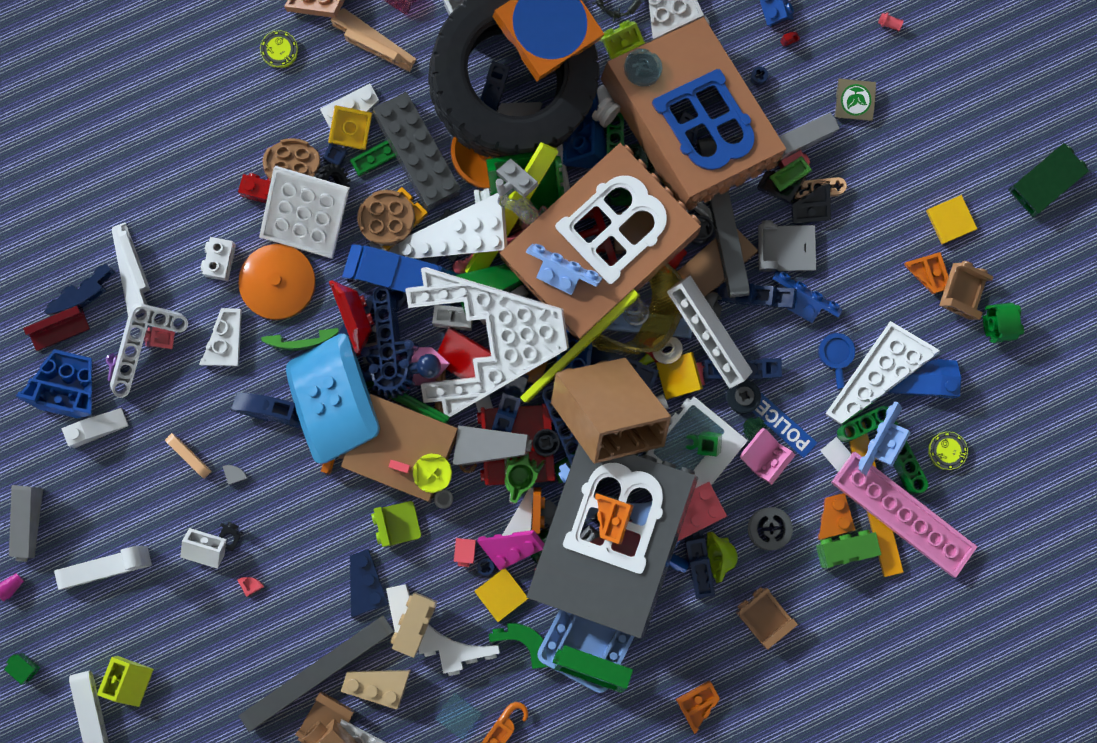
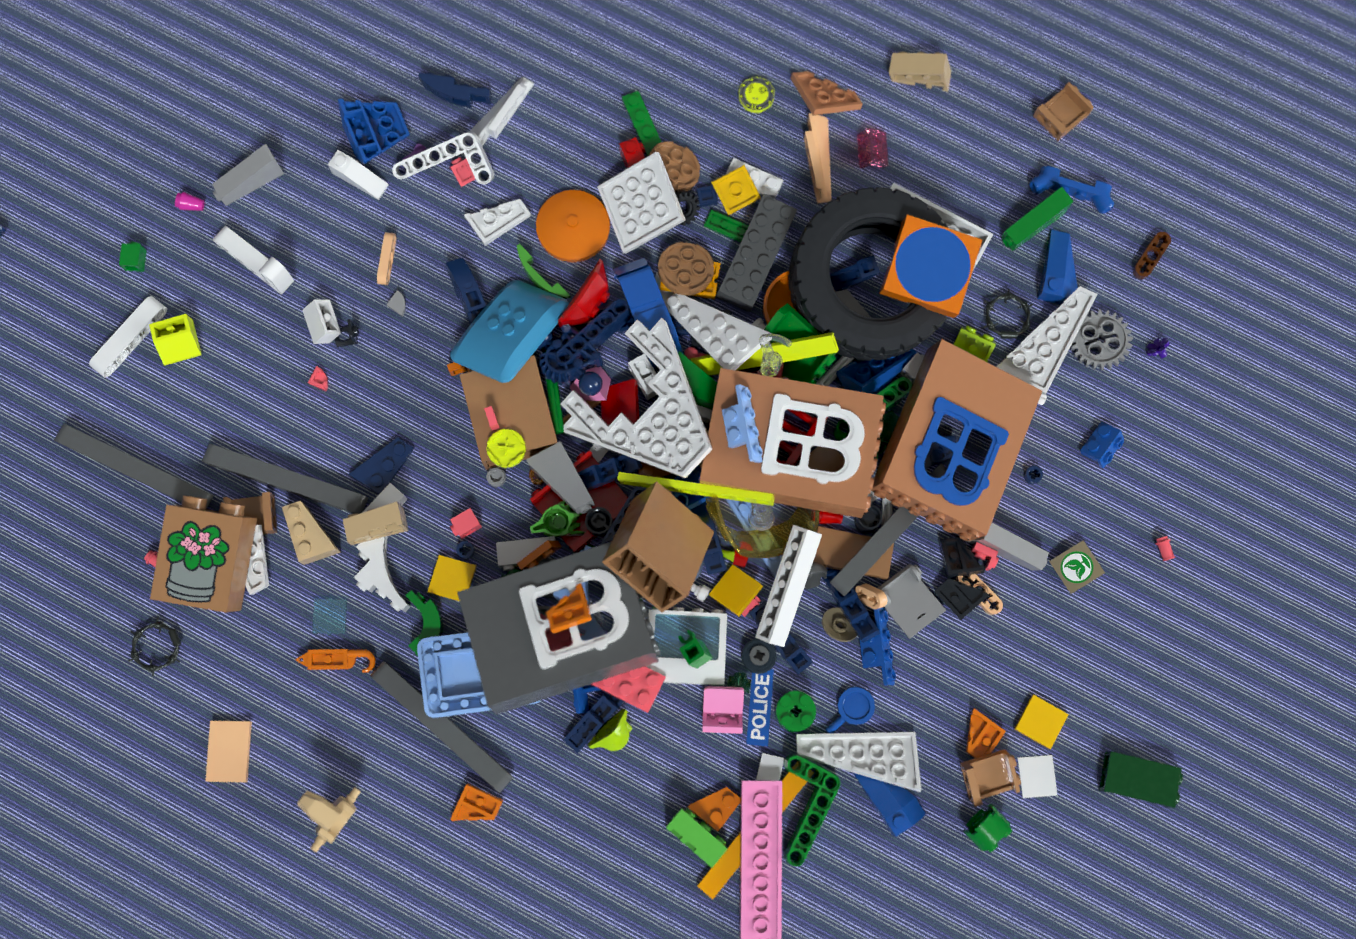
camera: 55 degrees right, 5 degrees down
(57, 328) = (415, 93): dark red panel -> none
(218, 259) = (557, 169): white brick -> none
(230, 159) = (641, 121): none -> green plate
(396, 523) = (448, 454): lime bracket -> none
(511, 548) = (492, 556): dark pink wing -> none
(515, 178) = (789, 334): light grey plate -> none
(592, 669) = (438, 690): green window -> none
(606, 112) = (903, 372): white wheel -> none
(639, 683) = (442, 727): none -> dark grey beam
(642, 67) = (959, 370): clear light blue tile -> none
(673, 355) = (749, 572): white piece -> none
(758, 314) = (837, 625): none -> dark tan dish
(763, 274) = (871, 592): none -> light nougat beam
(765, 618) = (589, 809): medium nougat panel -> none
(771, 543) = (653, 769): dark grey wheel -> none
(789, 38) = (1084, 476): red tile -> none
(790, 173) = (971, 557): bright green tile -> none
(818, 396) = (803, 703): none -> green brick
(888, 441) = (809, 801): light blue bracket -> none
(948, 450) = (844, 862): tile -> none
(989, 254) = (1037, 776): none -> white sticker

